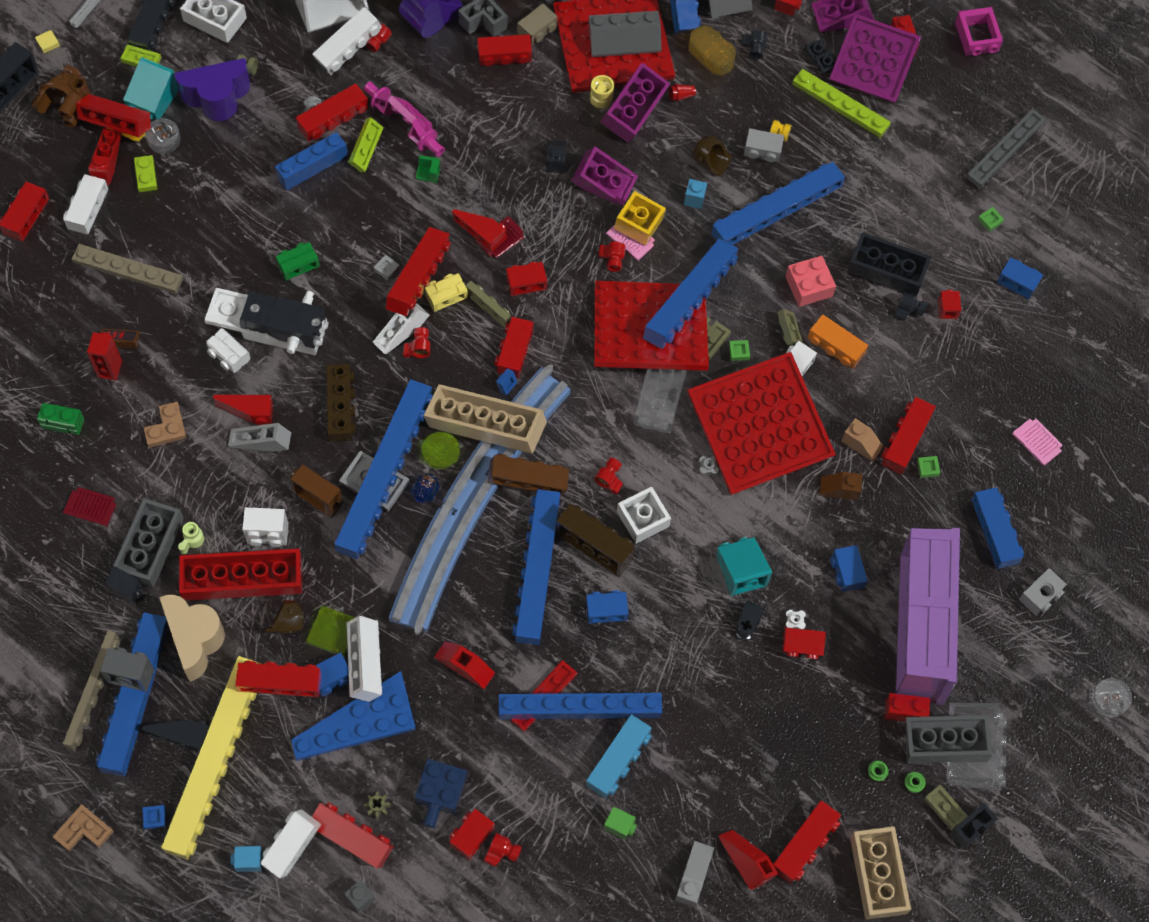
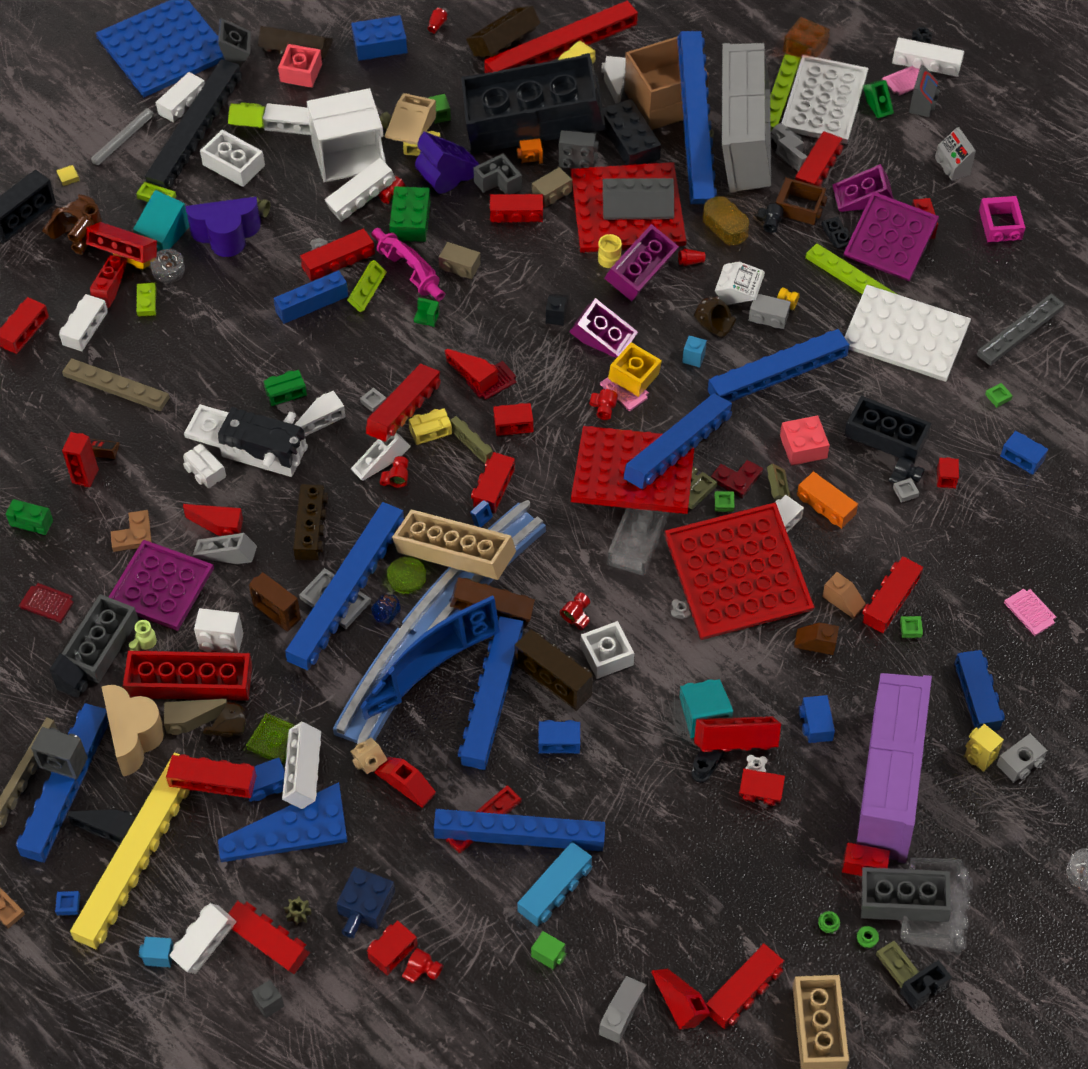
camera: 10 degrees right, 10 degrees down
(201, 479) = (161, 584): none -> magenta plate
(245, 615) = (188, 715): none -> dark tan slope
(337, 286) = (322, 413): none -> white slope
(400, 63) = (410, 213): none -> green brick
(426, 643) = (368, 756): none -> tan brick
(454, 111) = (459, 260): none -> dark tan brick
(474, 534) = (431, 650): none -> blue slope
(732, 118) = (739, 283): none -> white slope
(751, 328) = (740, 481): none -> dark red plate
(776, 592) = (737, 733): none -> red brick
(787, 13) = (805, 191): none -> reddish brown window
(897, 159) = (906, 332): none -> white plate
(911, 325) = (906, 490): none -> light grey plate
(1006, 585) = (983, 747): none -> light yellow brick

